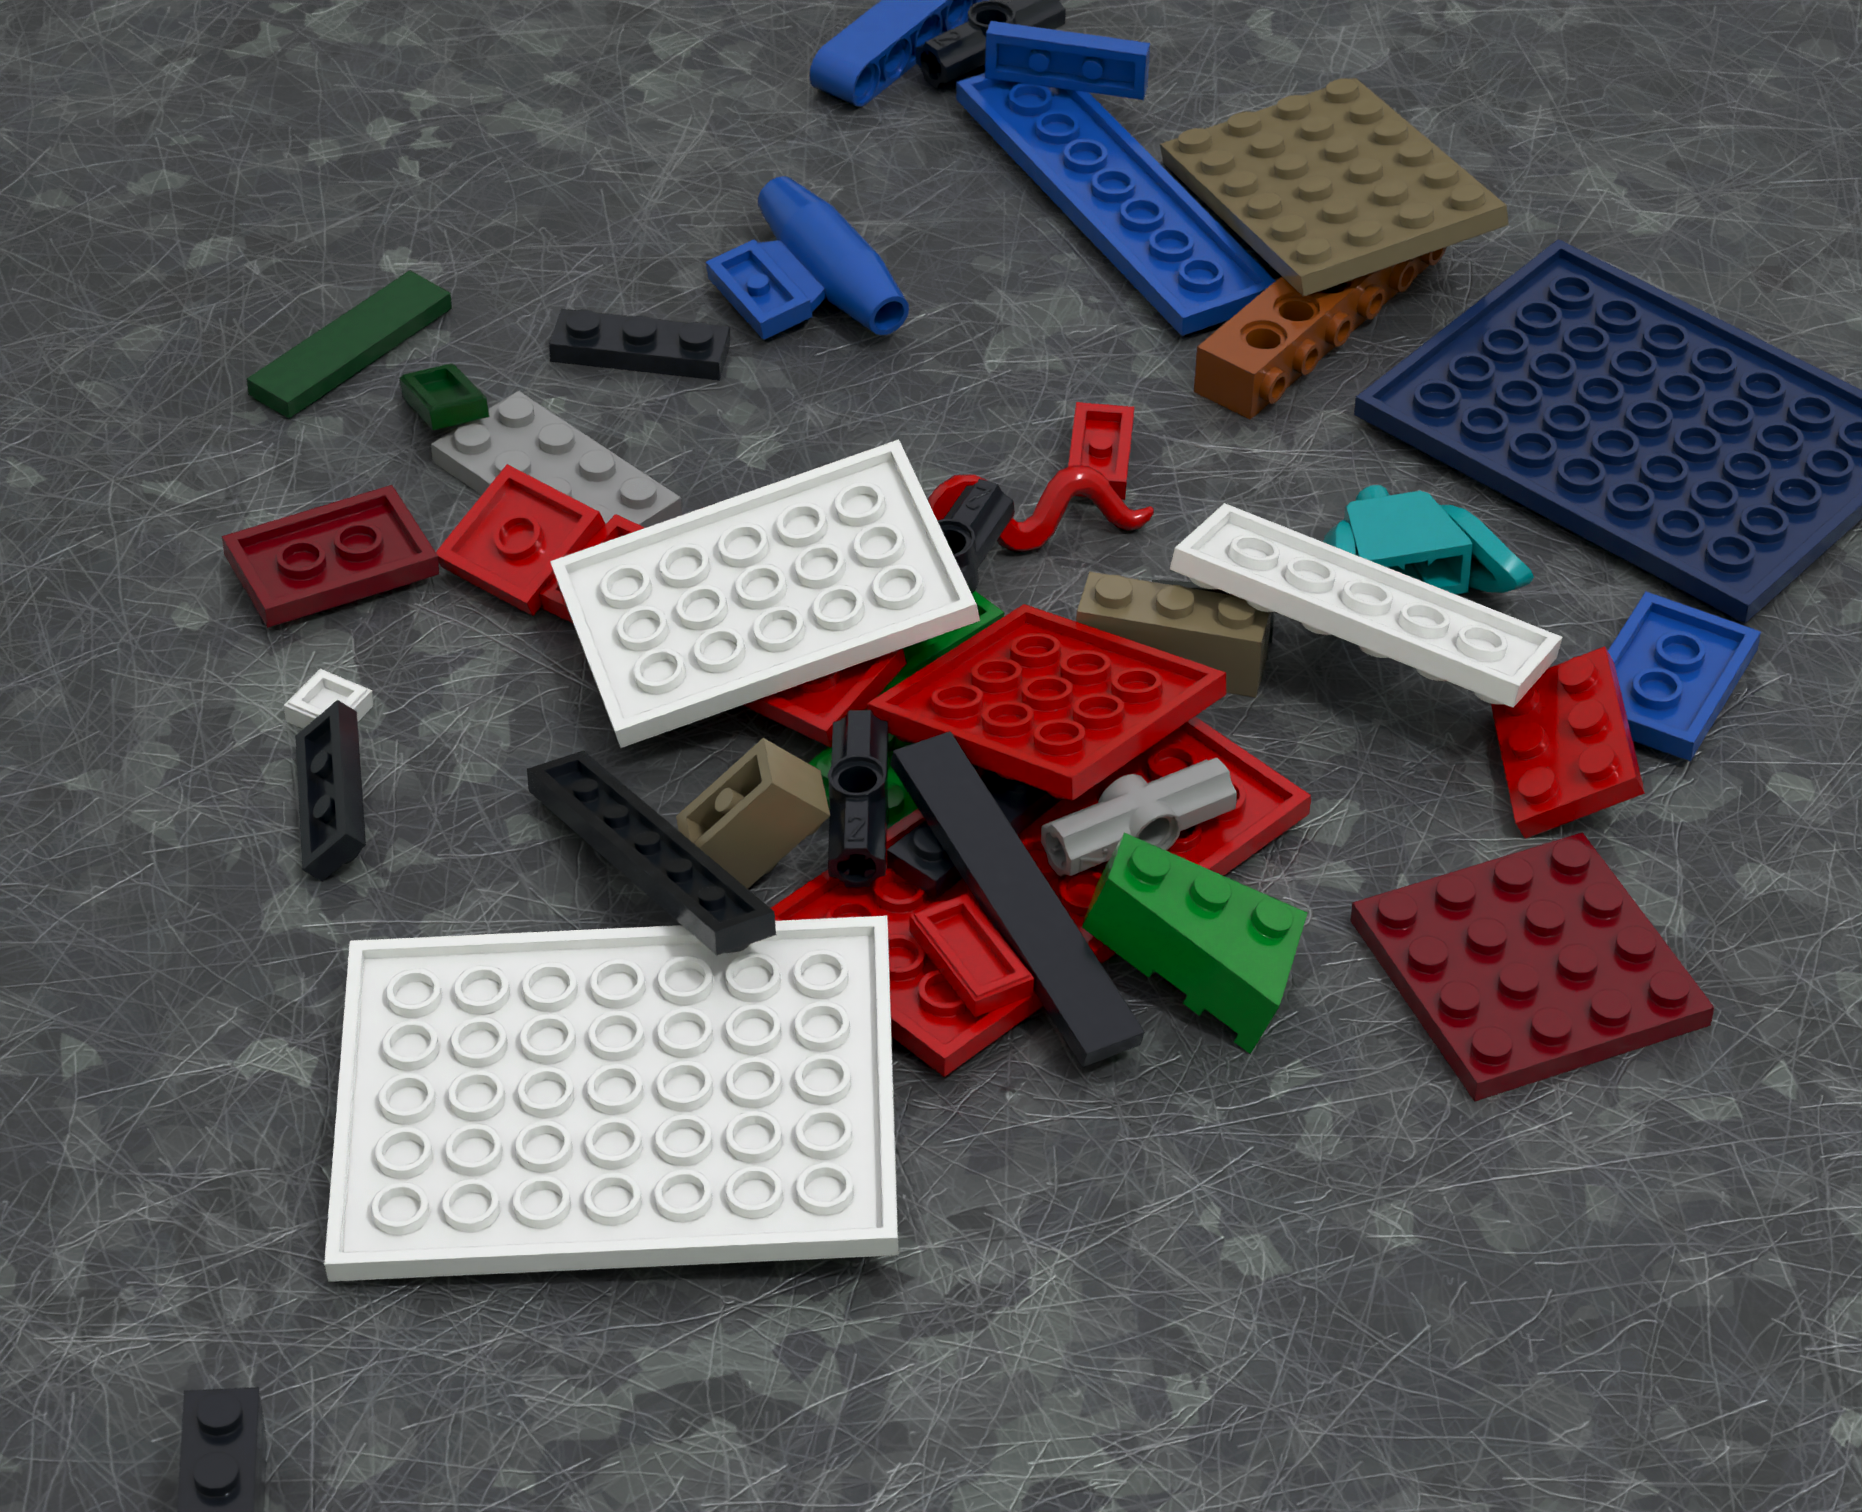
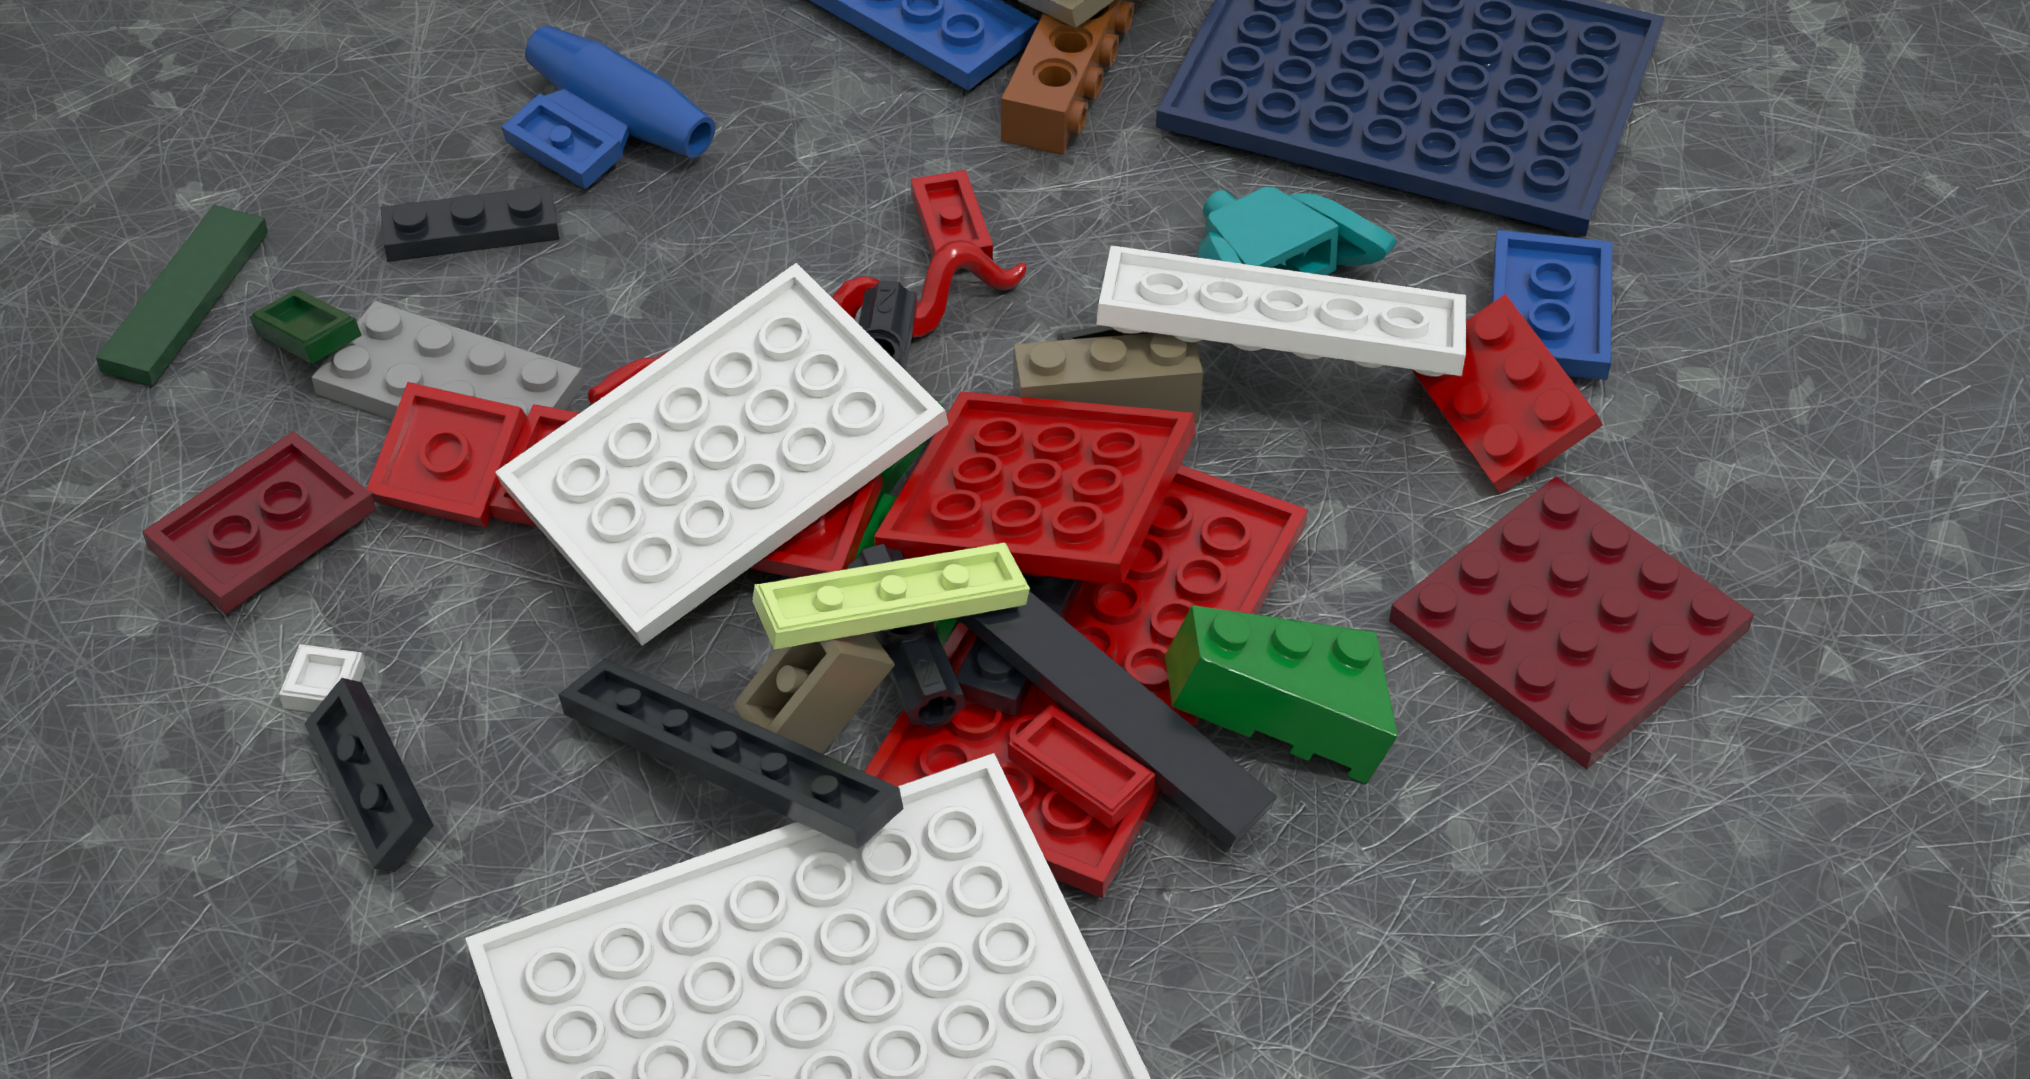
camera: 20 degrees left, 5 degrees up
(843, 747) = (889, 595): none -> yellowish green tile
(1141, 809) = (1173, 579): light grey piece -> none

